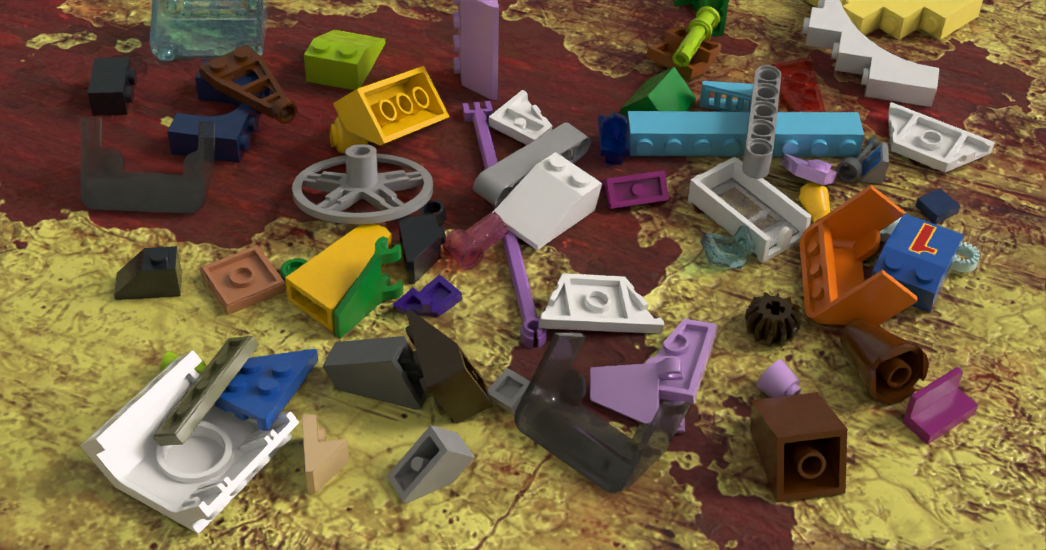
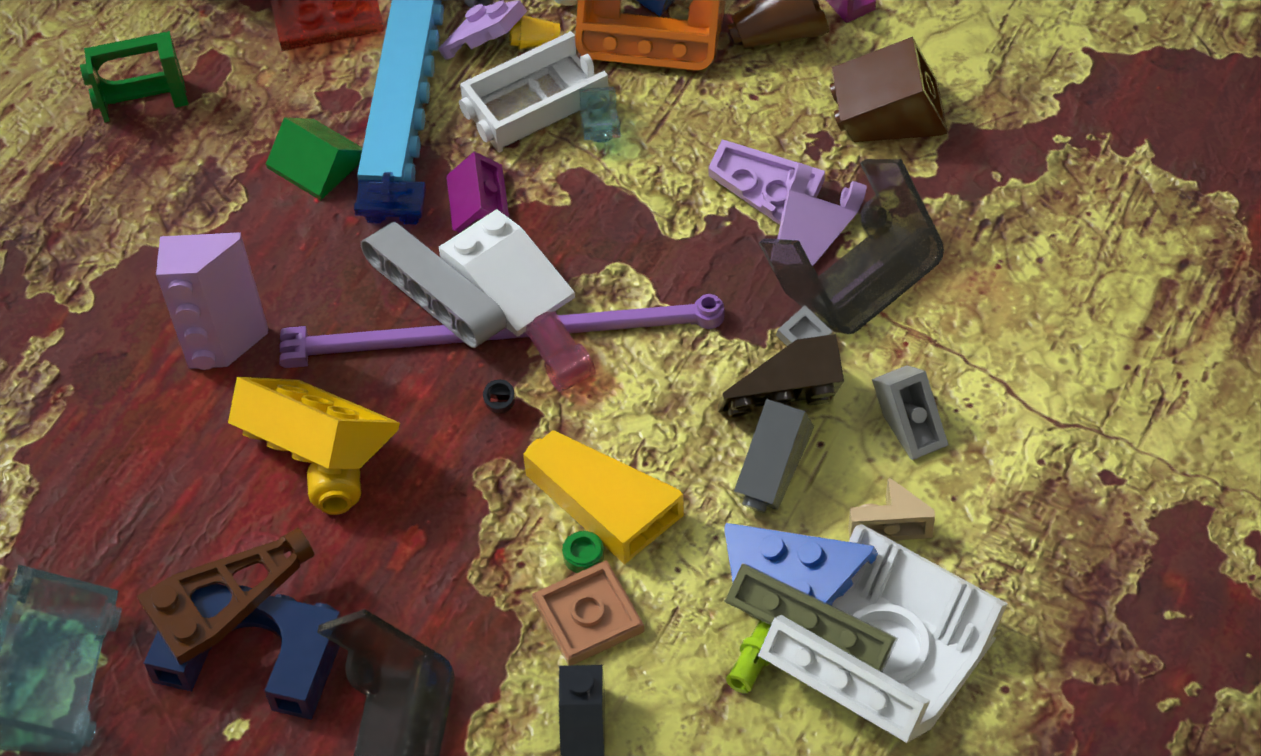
camera: 80 degrees left, 10 degrees up
(341, 58) = (146, 495): lime slope -> none
(362, 183) = (451, 463): light grey wheel -> none
(368, 289) = (642, 452): green flag -> none
(420, 244) = (564, 409): black slope -> none
(430, 301) = (643, 408): dark purple slope -> none
(520, 119) = (332, 295): white wing -> none
(598, 305) = (678, 245): white wing -> none
(699, 30) = (214, 84): lime pin -> none
(699, 63) = (230, 113): dark orange plate -> none
(739, 90) = (334, 77): medium azure slope -> none
(762, 122) = (418, 42): light grey beam -> none
(773, 319) = (712, 94): dark brown gear -> none
(779, 381) = (803, 102): lavender hat -> none

